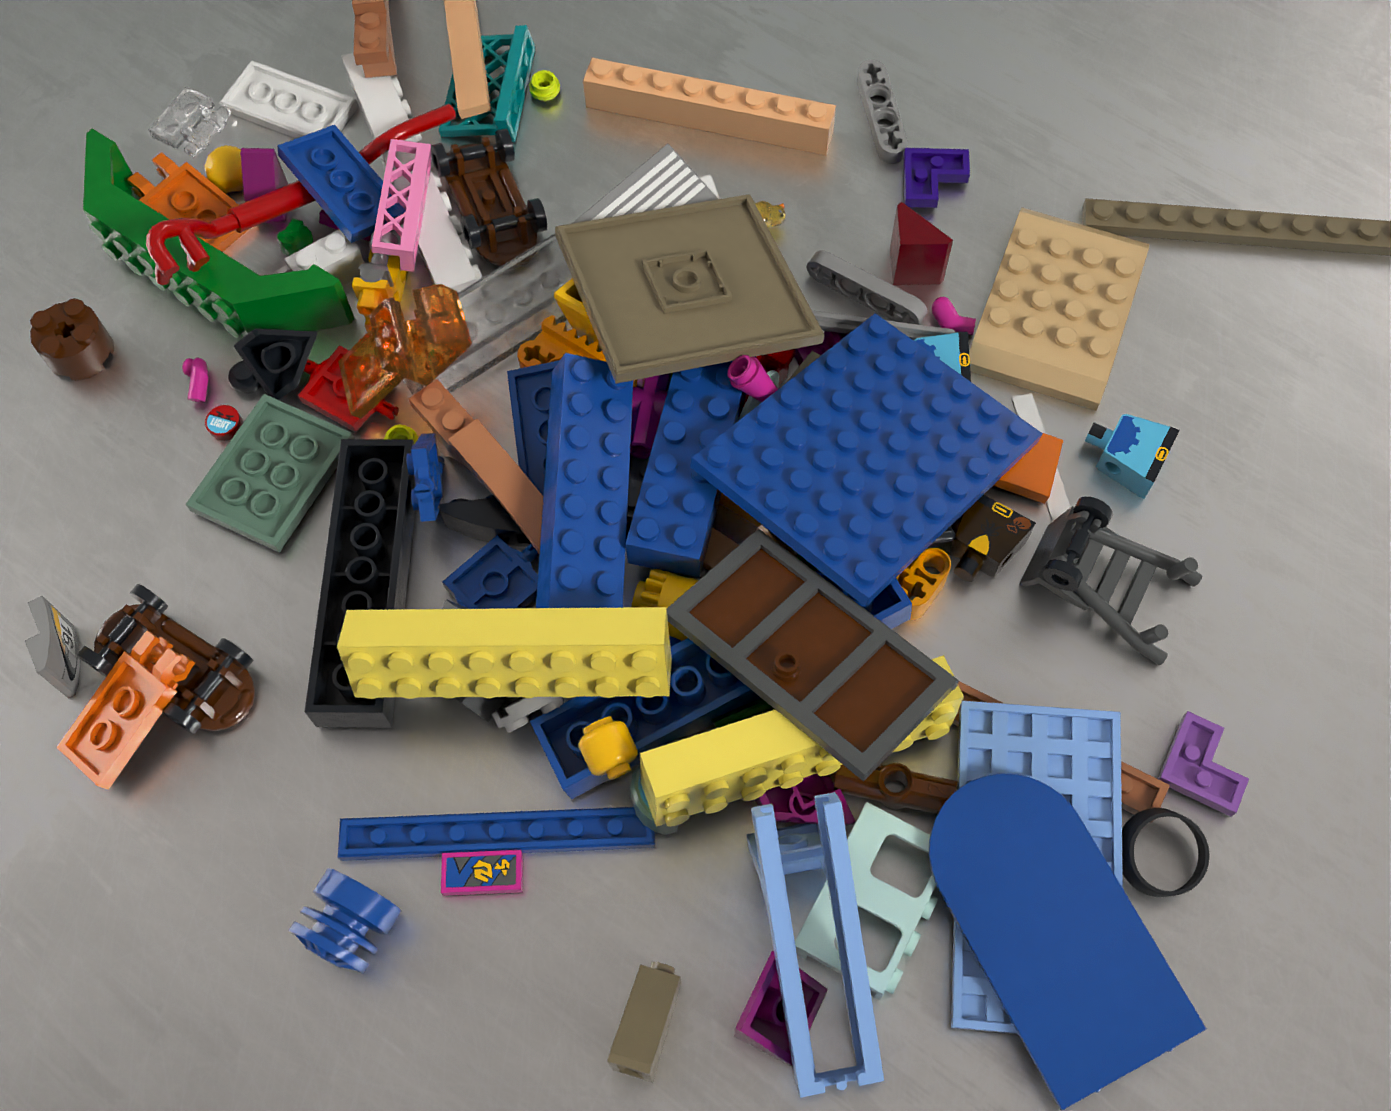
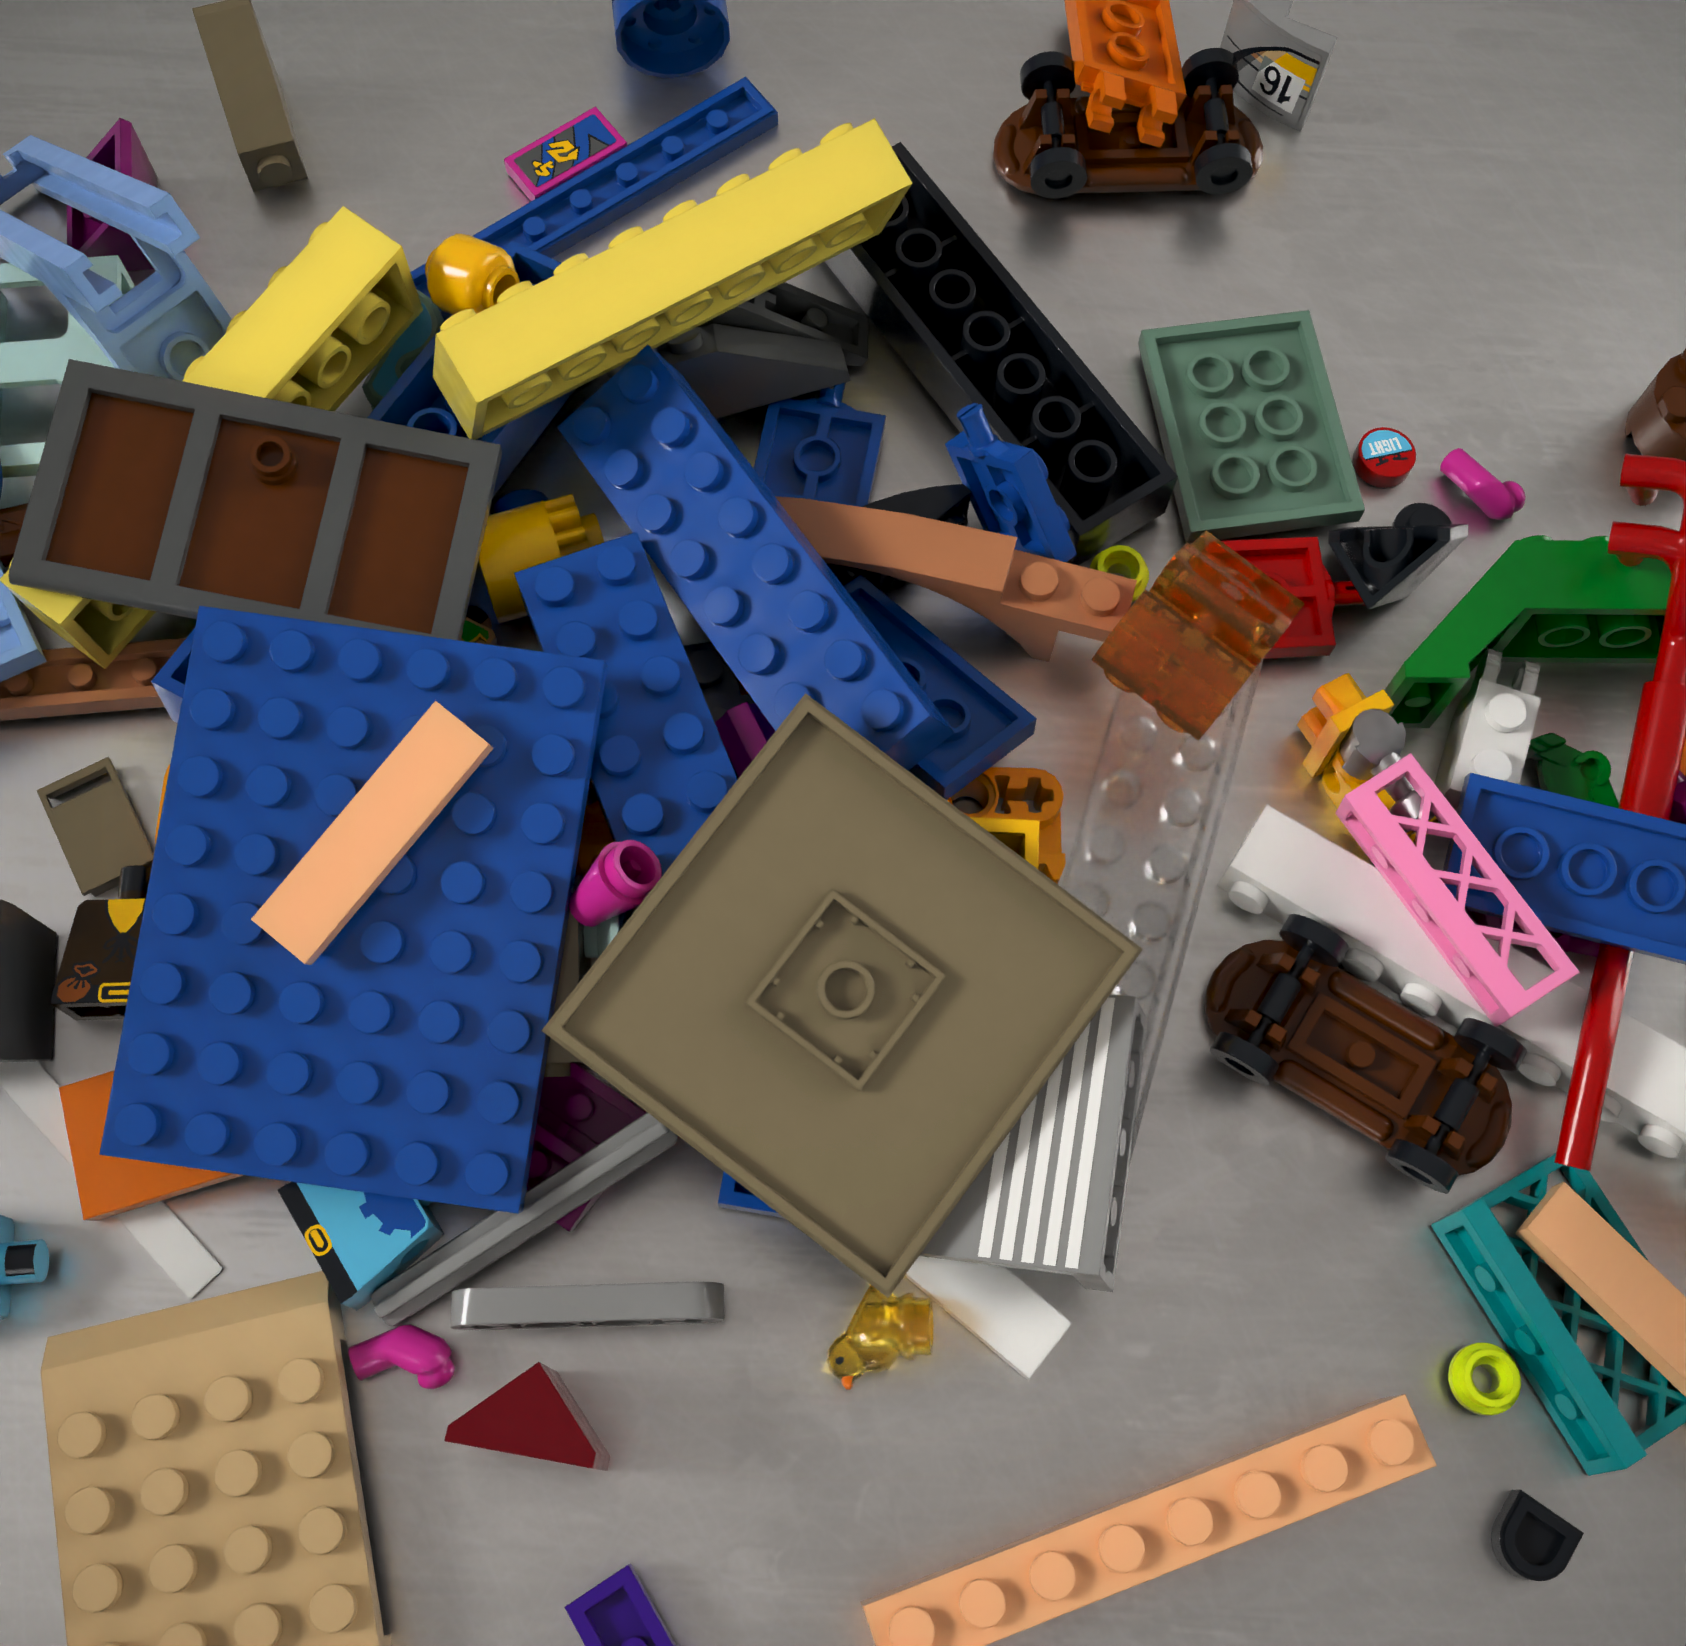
camera: 140 degrees right, 5 degrees up
(573, 41) = (1532, 1539): none -> black tile
(845, 450) = (372, 834): none -> light nougat tile
(974, 618) = (96, 828): none -> dark tan piece

